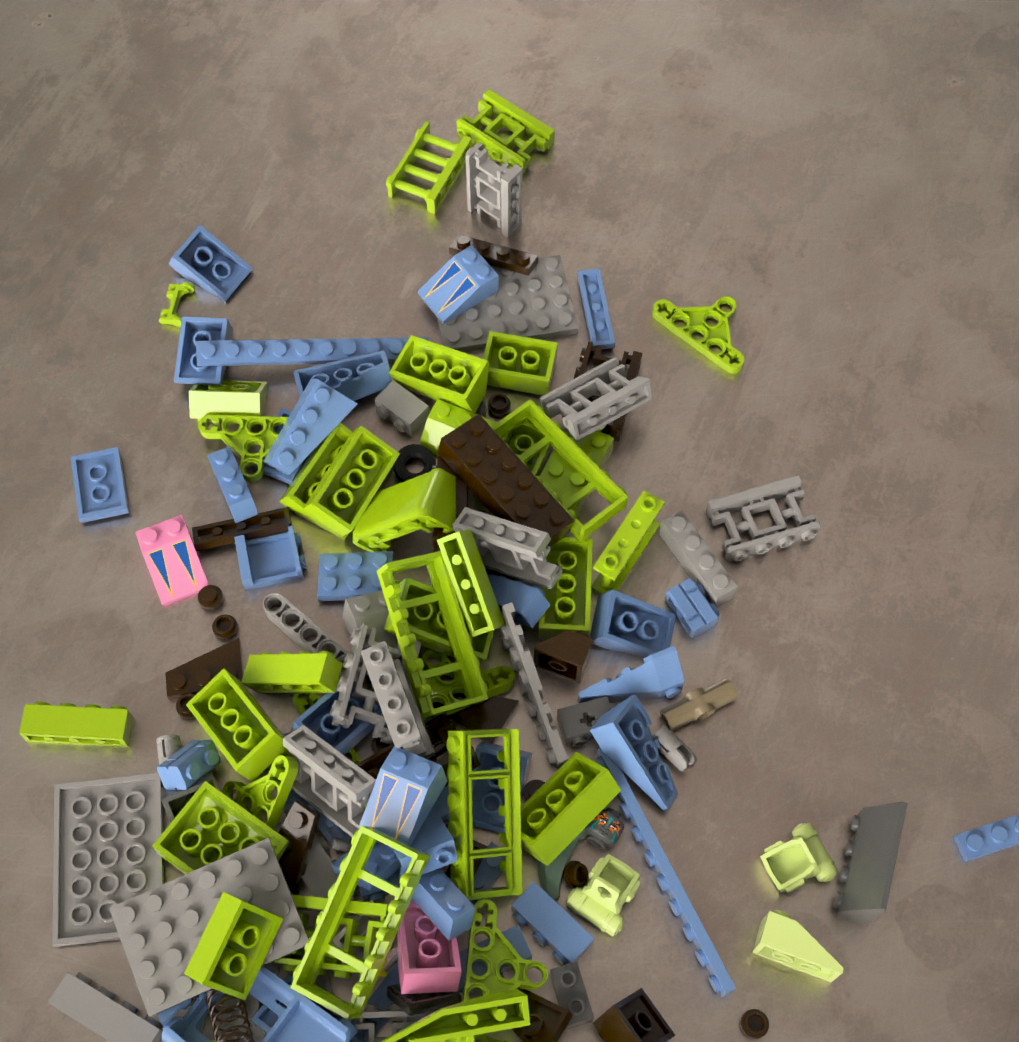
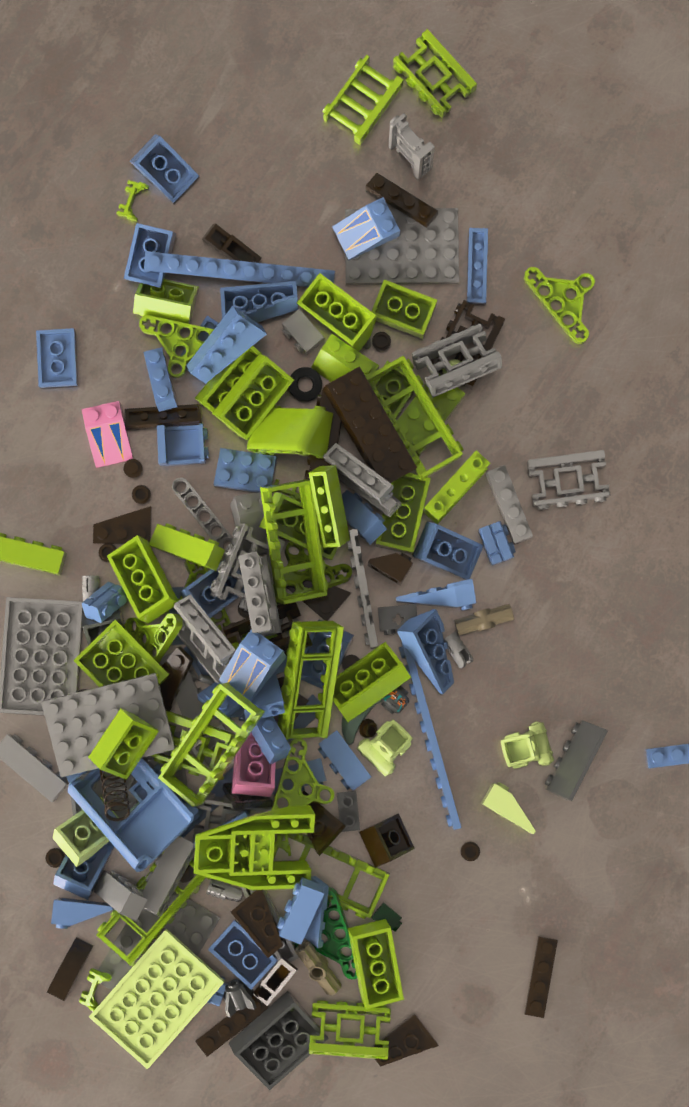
camera: 15 degrees right, 20 degrees up
(287, 326) = (229, 245): none -> dark brown slope

